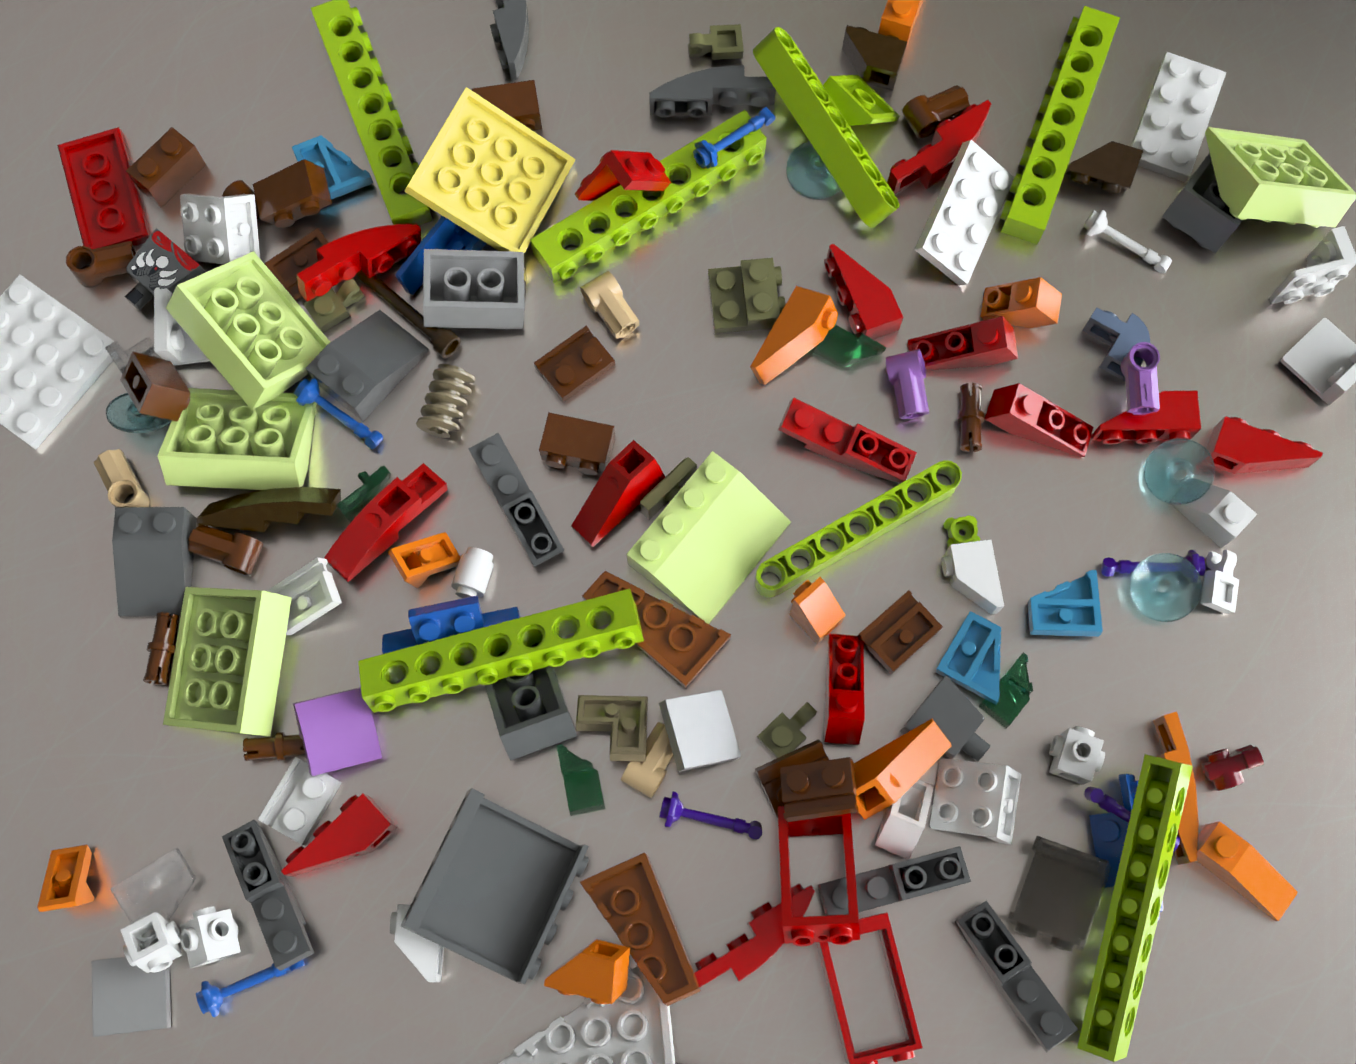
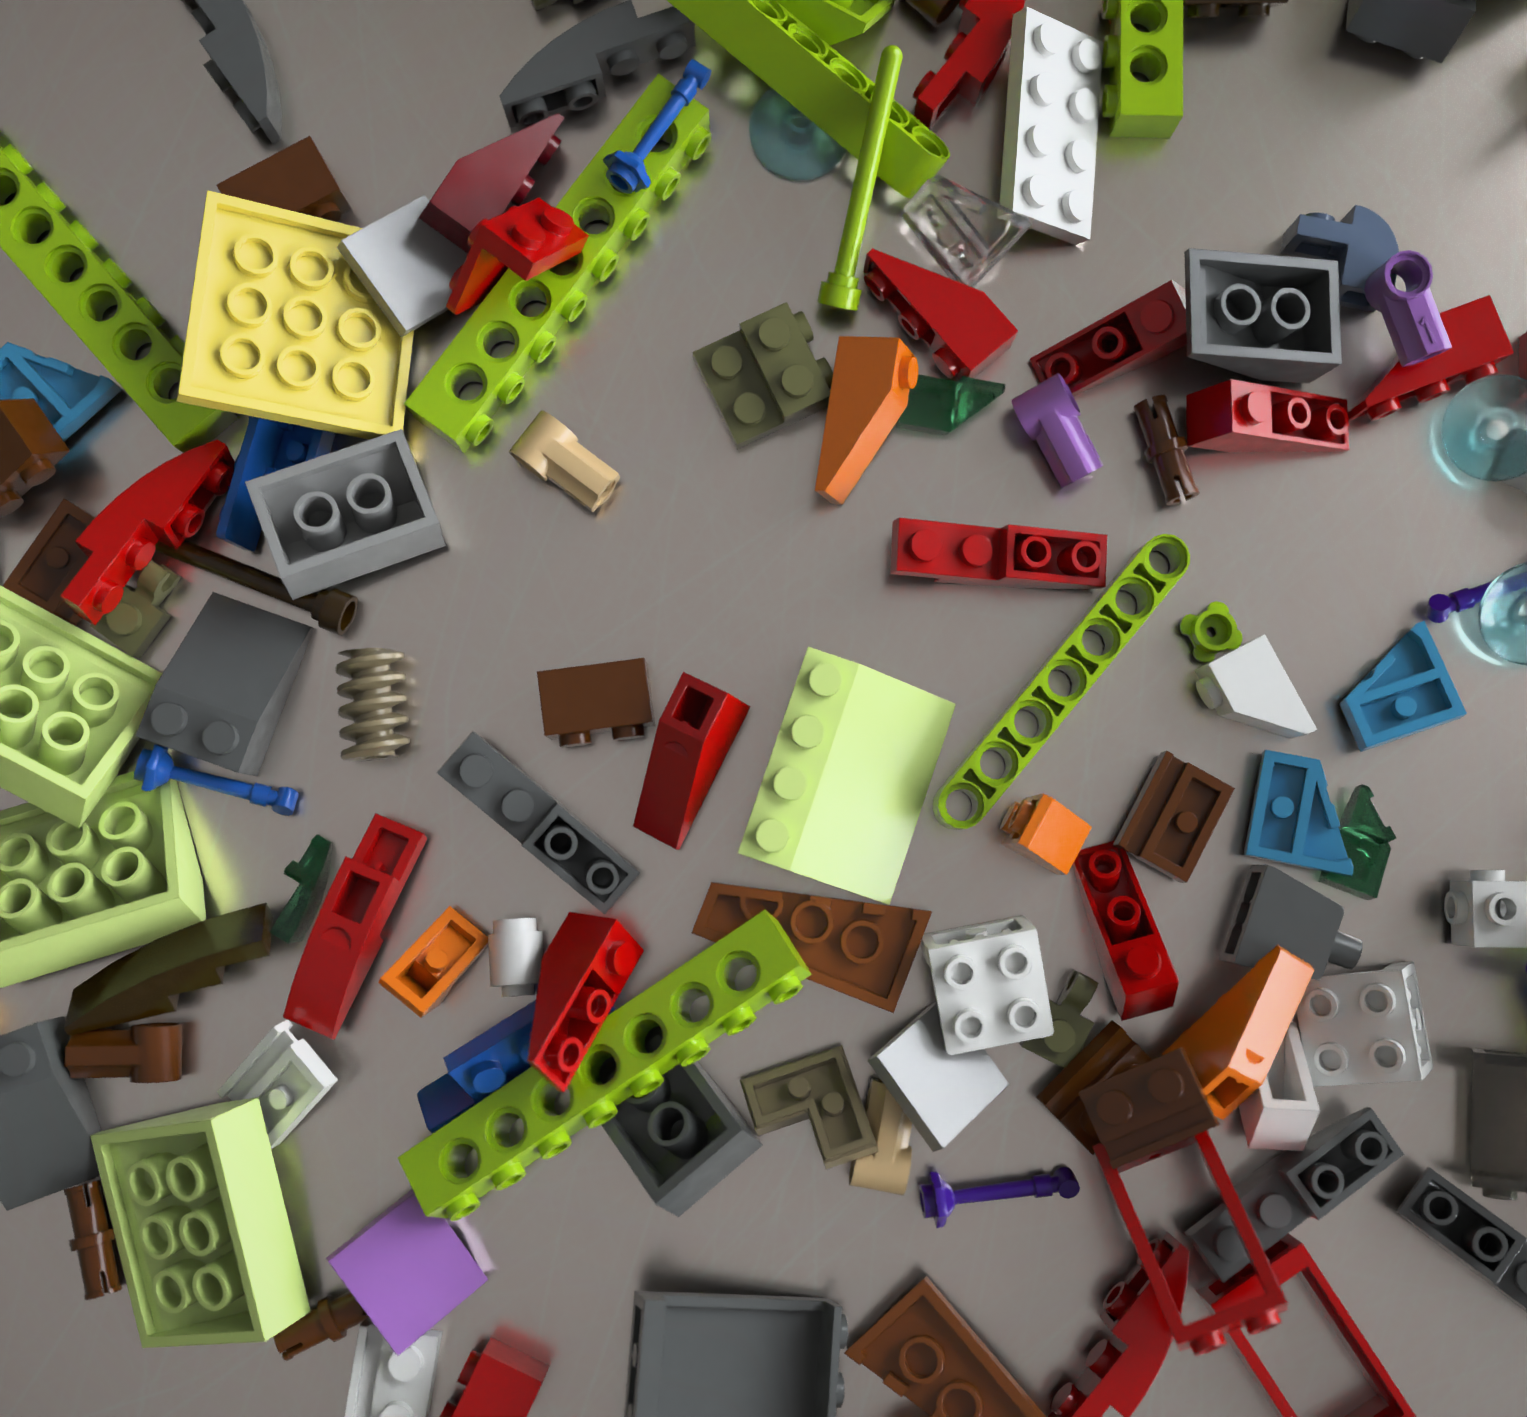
camera: 25 degrees left, 10 degrees up
(502, 598) = (576, 992): none -> red slope
(560, 165) = (404, 266): none -> light grey tile
(574, 364) = (544, 573): reddish brown plate -> none
(580, 782) = (791, 1207): clear green slope -> none
(627, 134) = (489, 180): none -> dark red slope
(667, 488) = (761, 720): olive plate -> none
(748, 690) = (988, 984): none -> white bracket
(810, 259) = (841, 284): none -> lime piece
(891, 251) = (962, 228): none -> clear wing
(1023, 303) = (1157, 248): orange slope -> none
(1052, 355) = (1263, 314): none -> dark grey slope
(1098, 223) = (1253, 74): white piece -> none

